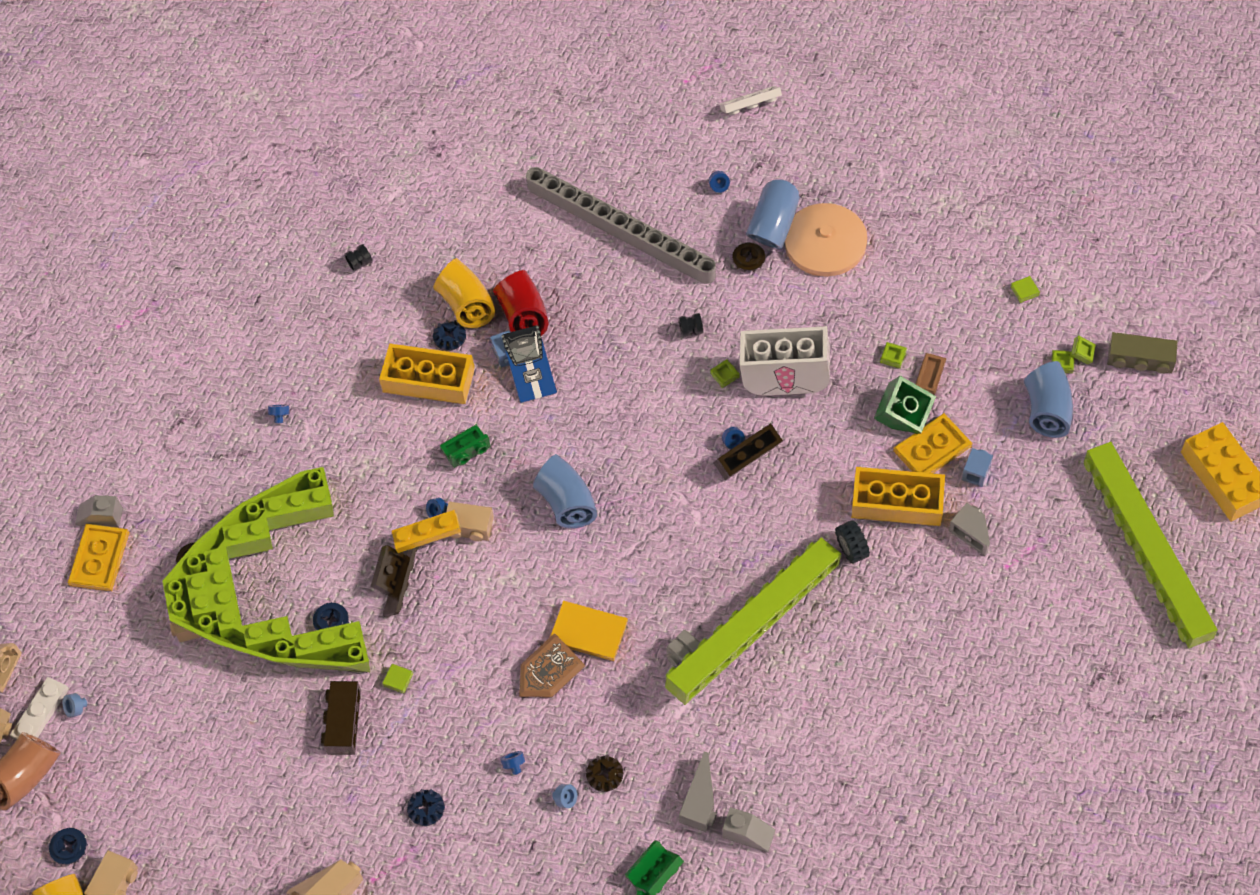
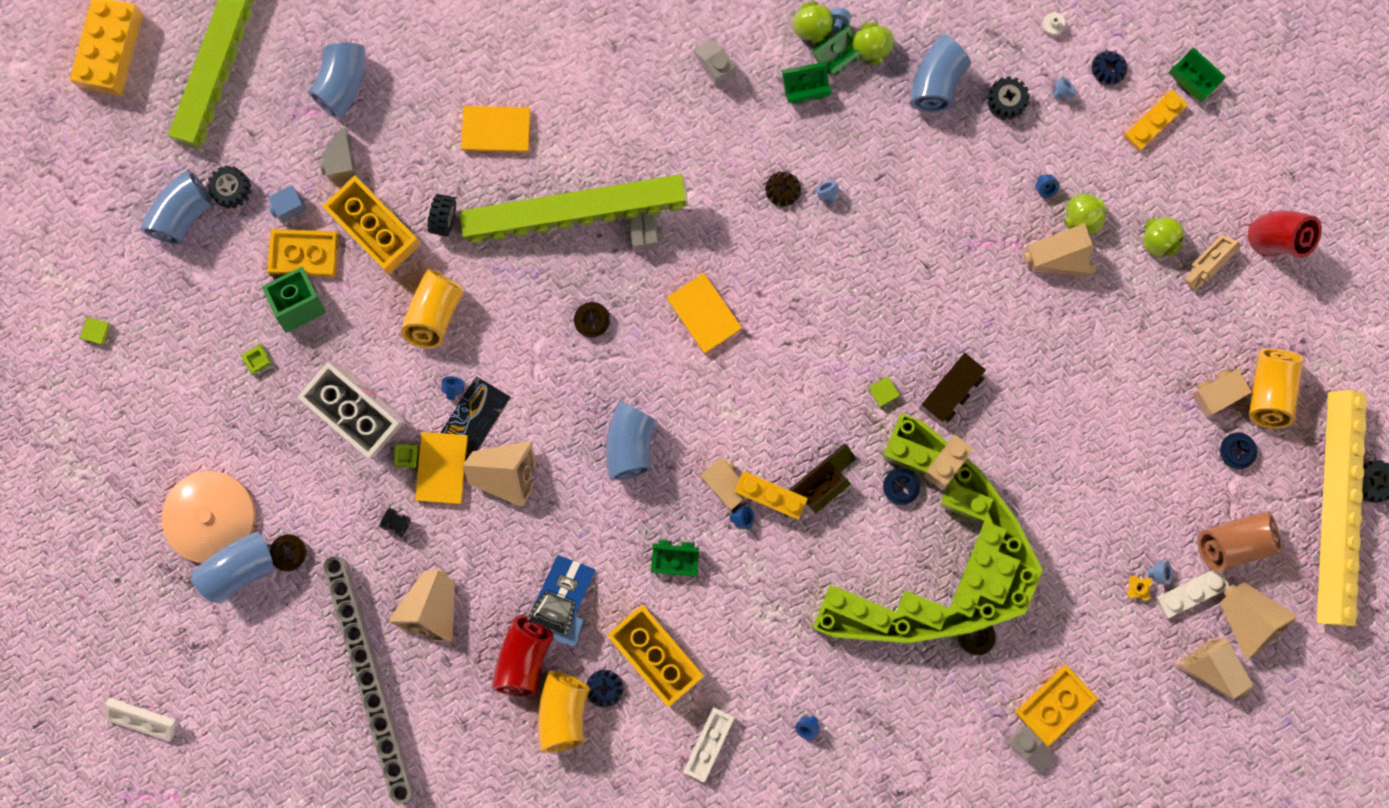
camera: 140 degrees left, 20 degrees up
(87, 688) = (1133, 590): none -> yellow plate
(299, 638) = (948, 462): none -> tan brick
(344, 352) = (708, 744): none -> white plate
(435, 811) = (928, 271): dark blue gear -> none
(513, 761) = (845, 249): blue tile -> none
(548, 669) = (760, 304): medium nougat tile -> none
(617, 289) = (428, 607): none -> tan slope
(642, 409) = (503, 471): none -> tan slope
(671, 551) = (582, 314): none -> dark brown gear
(691, 384) = (441, 468): none -> yellow tile
(699, 432) = (476, 413): none -> black sticker
(699, 802) = (731, 109): light grey slope -> none
(719, 181) = (245, 652): blue tile -> none
(748, 451) = (453, 359): dark brown brick -> none
(797, 476) = (431, 310): none -> yellow brick
(875, 643) = (496, 129): none -> yellow tile
(930, 372) = (244, 317): medium nougat tile -> none
(1028, 440) = (223, 181): none -> black wheel
(1028, 577) = (339, 78): none -> medium blue brick
(1065, 360) = (131, 242): lime tile -> none
(1083, 350) = (106, 236): lime tile -> none
(1142, 352) = (65, 194): olive brick -> none

